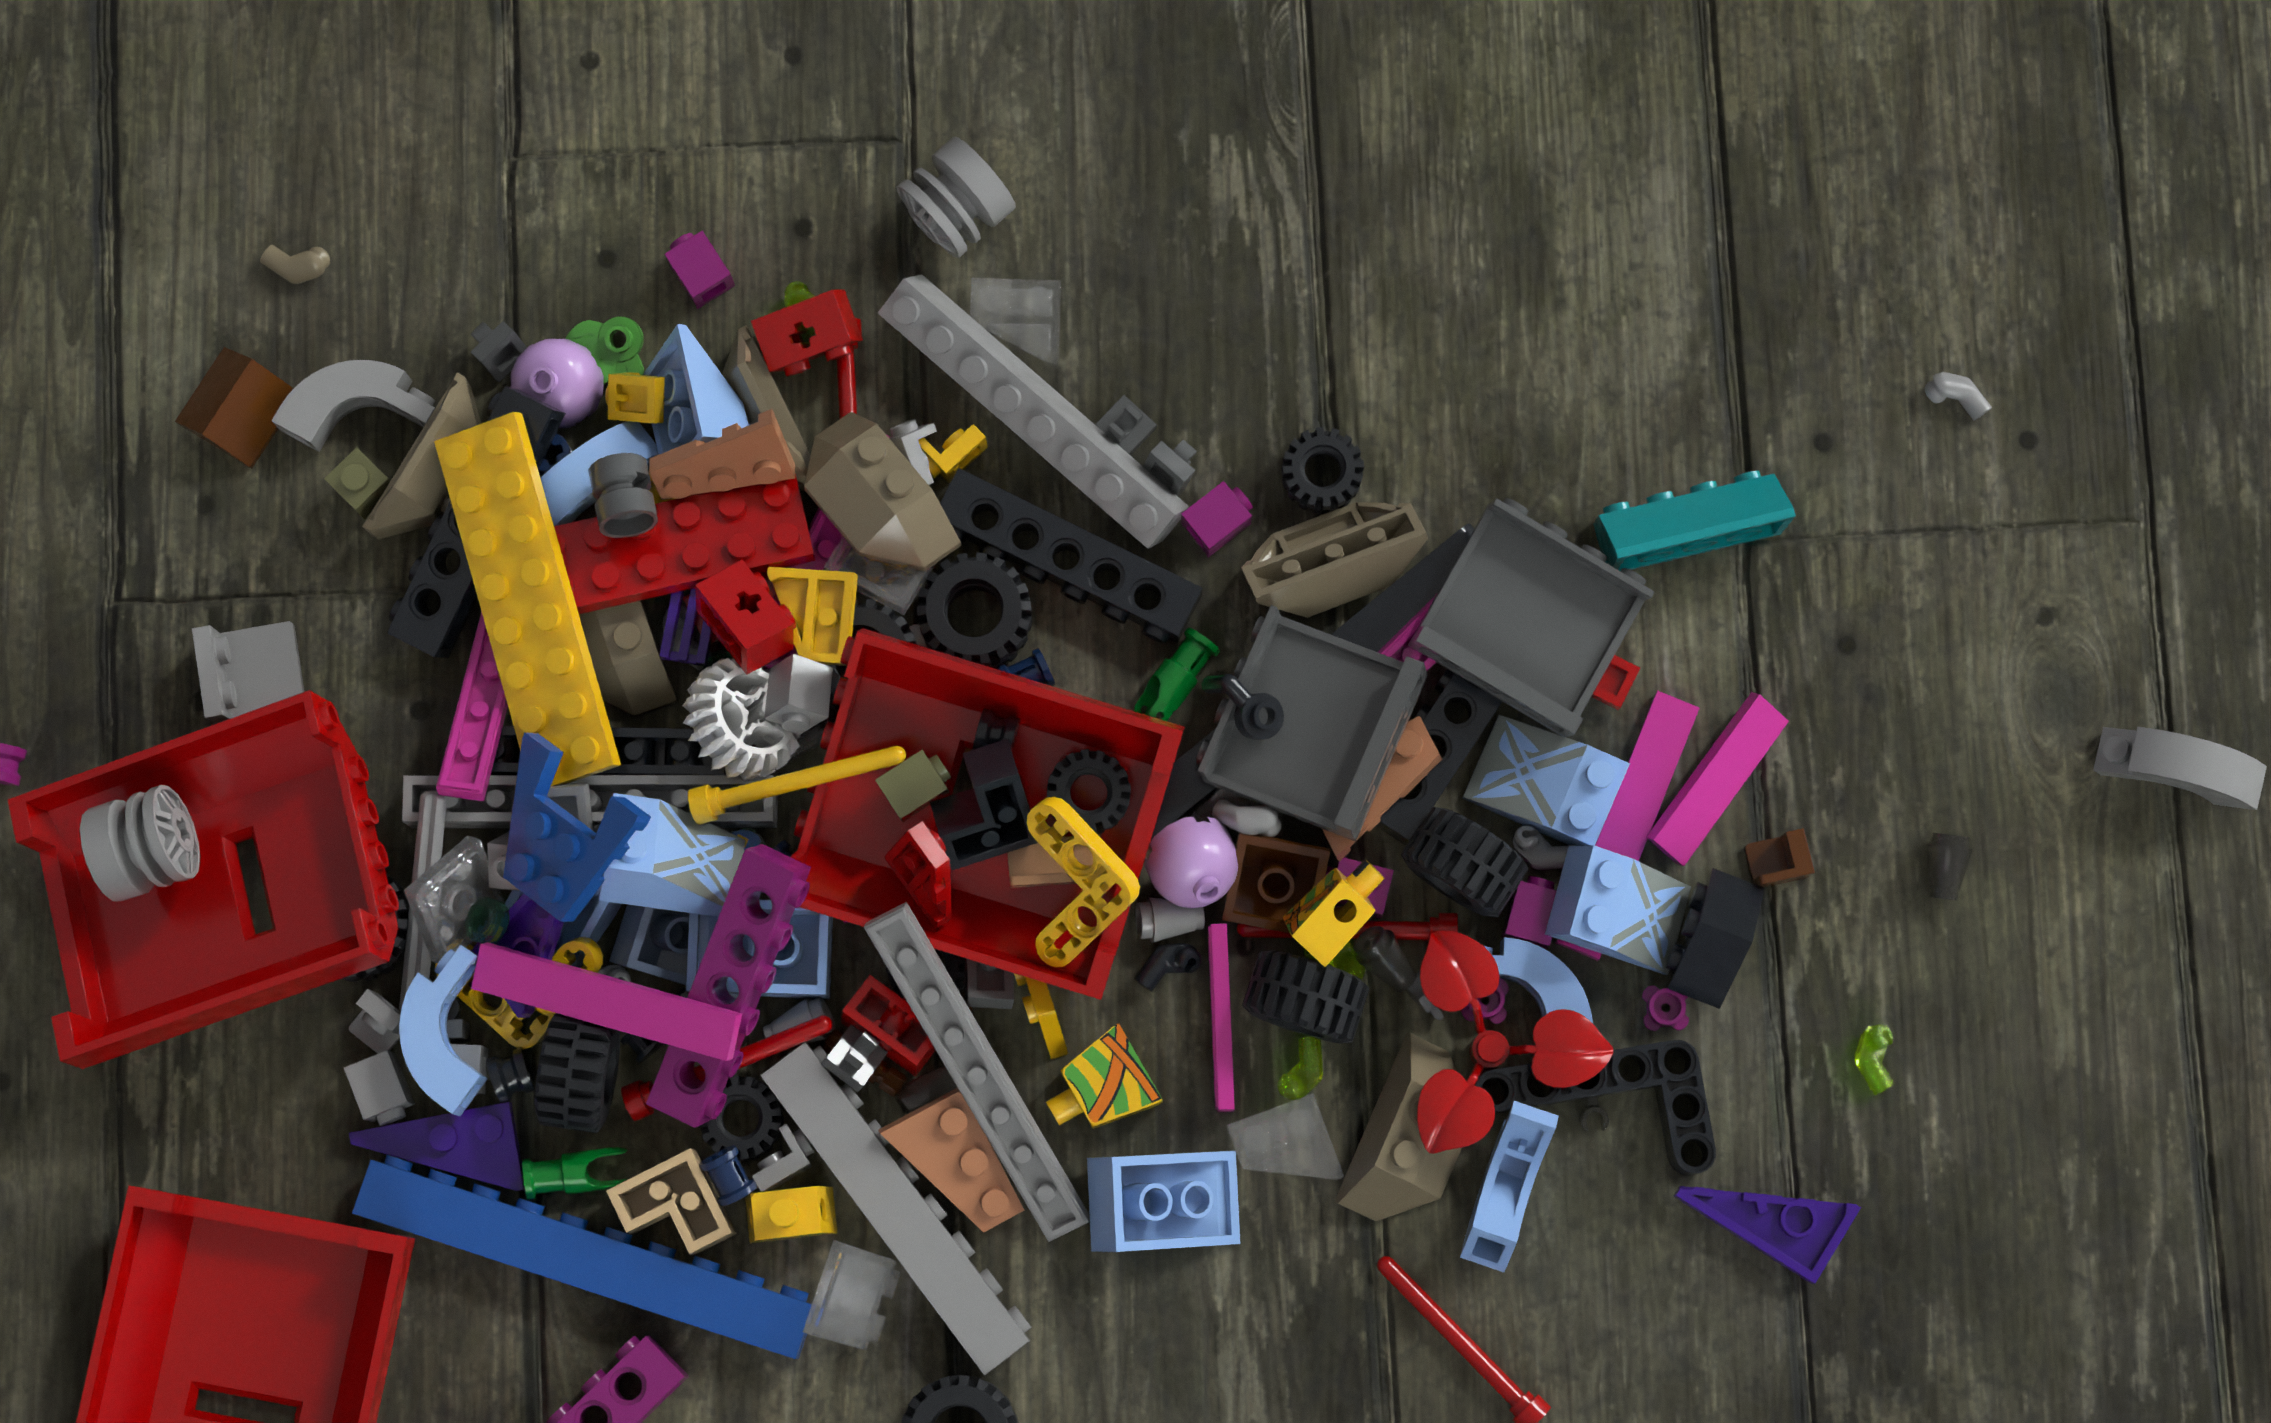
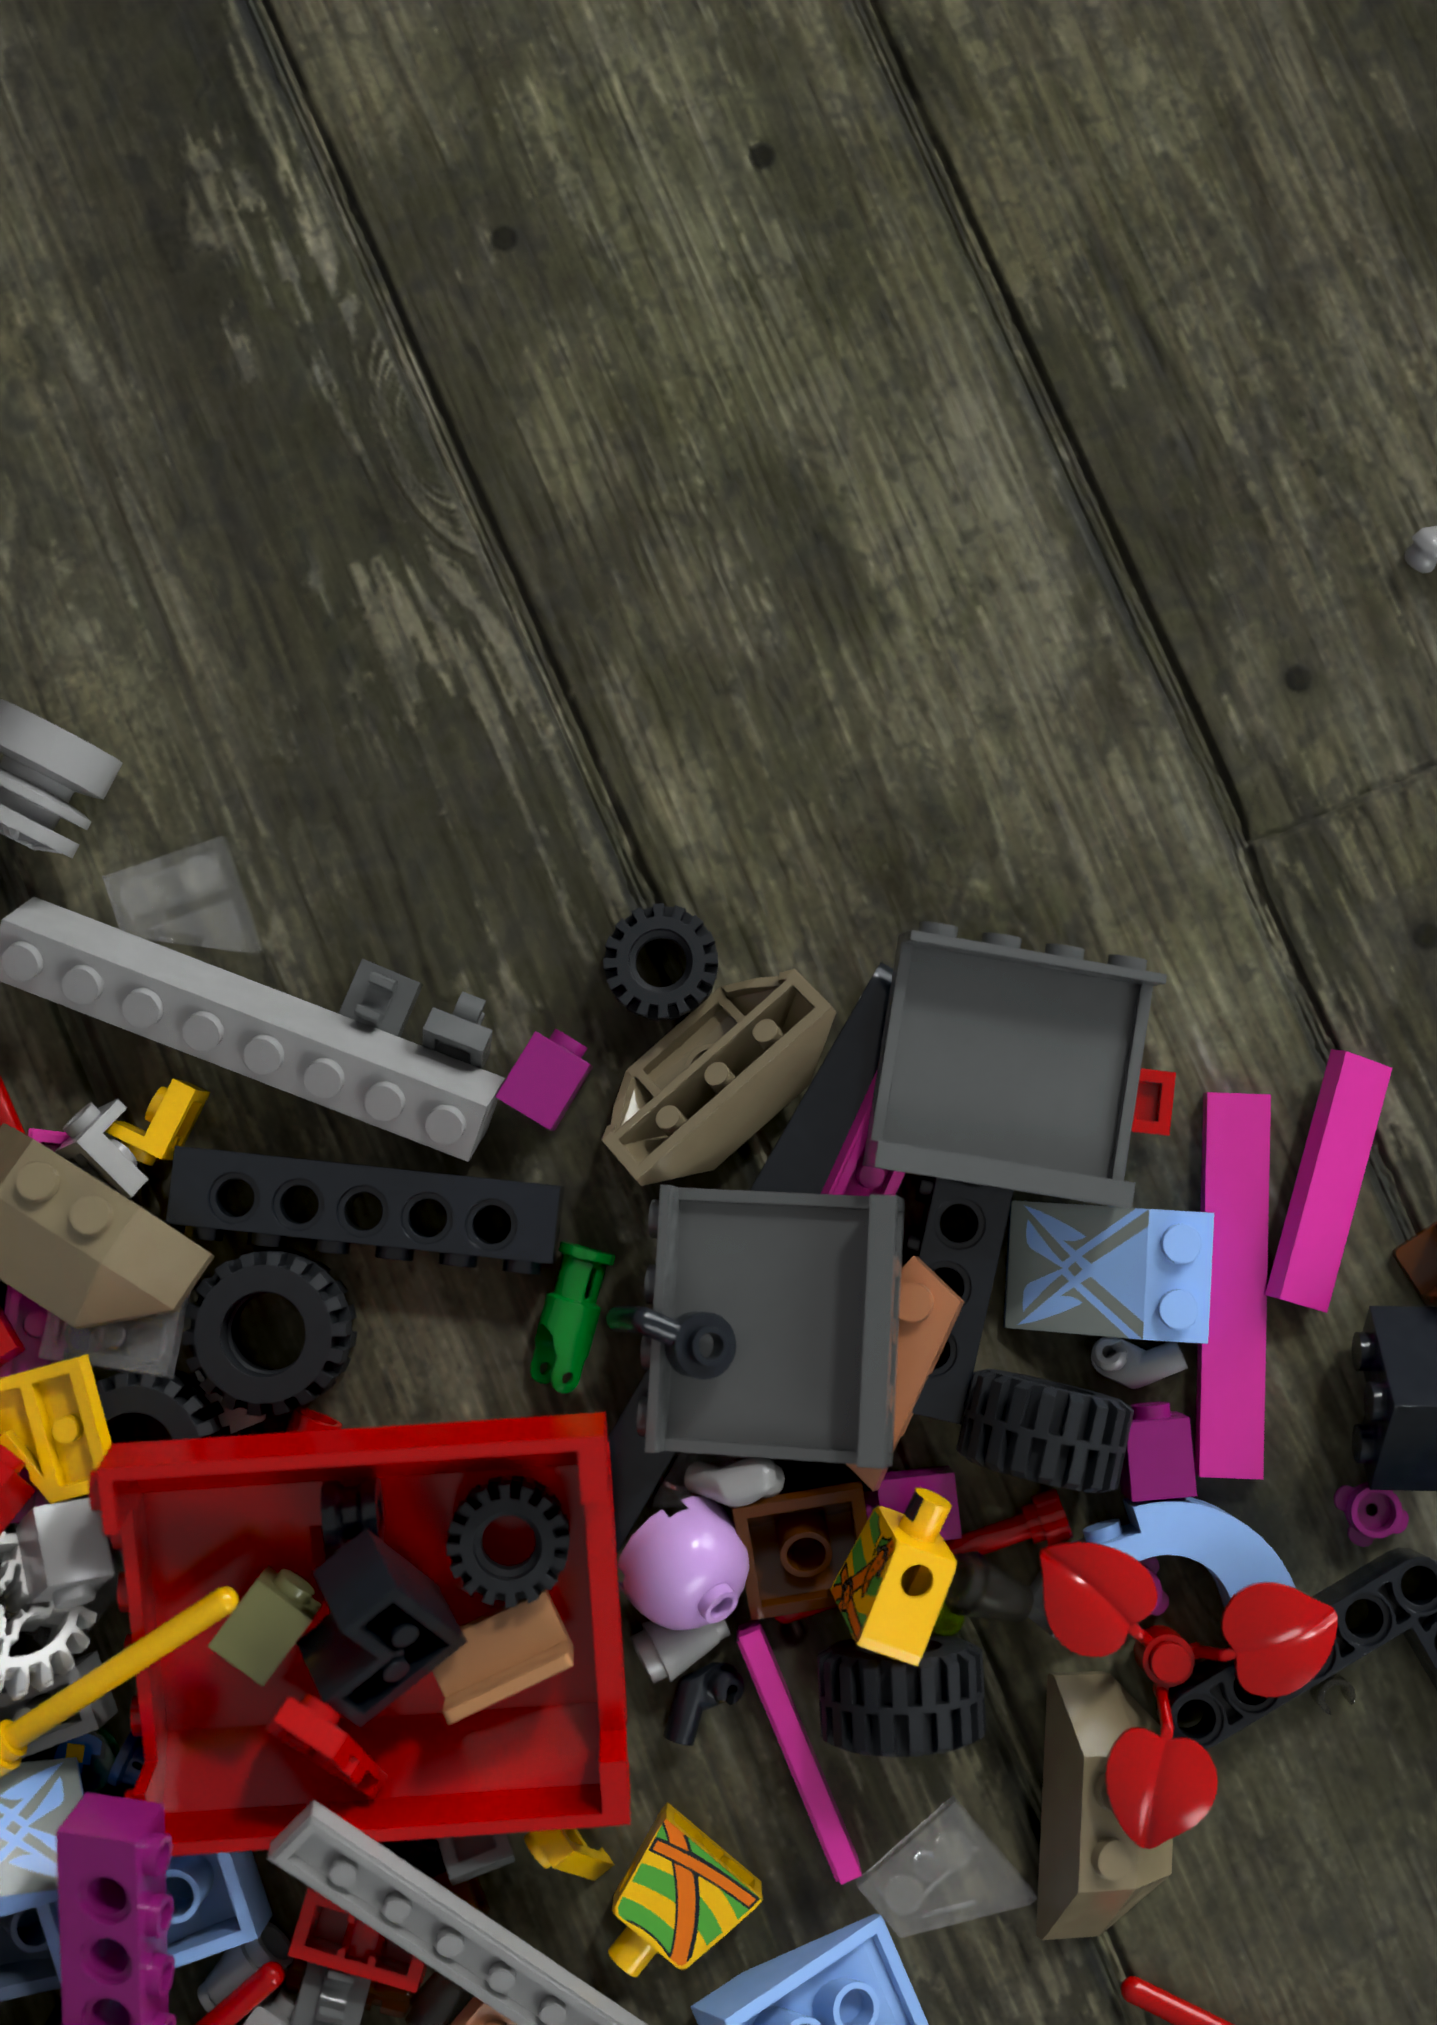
camera: 20 degrees left, 5 degrees up
(1032, 668) = (371, 1386): dark blue bush -> none
(1092, 879) = (558, 1680): yellow beam -> none
(1306, 1073) = (931, 1787): clear neon green arm -> none
(1507, 1186) = (1255, 1842): light blue arch -> none
(1617, 907) = (1264, 1412): light blue slope -> none
(1693, 522) = (1175, 850): teal slope -> none

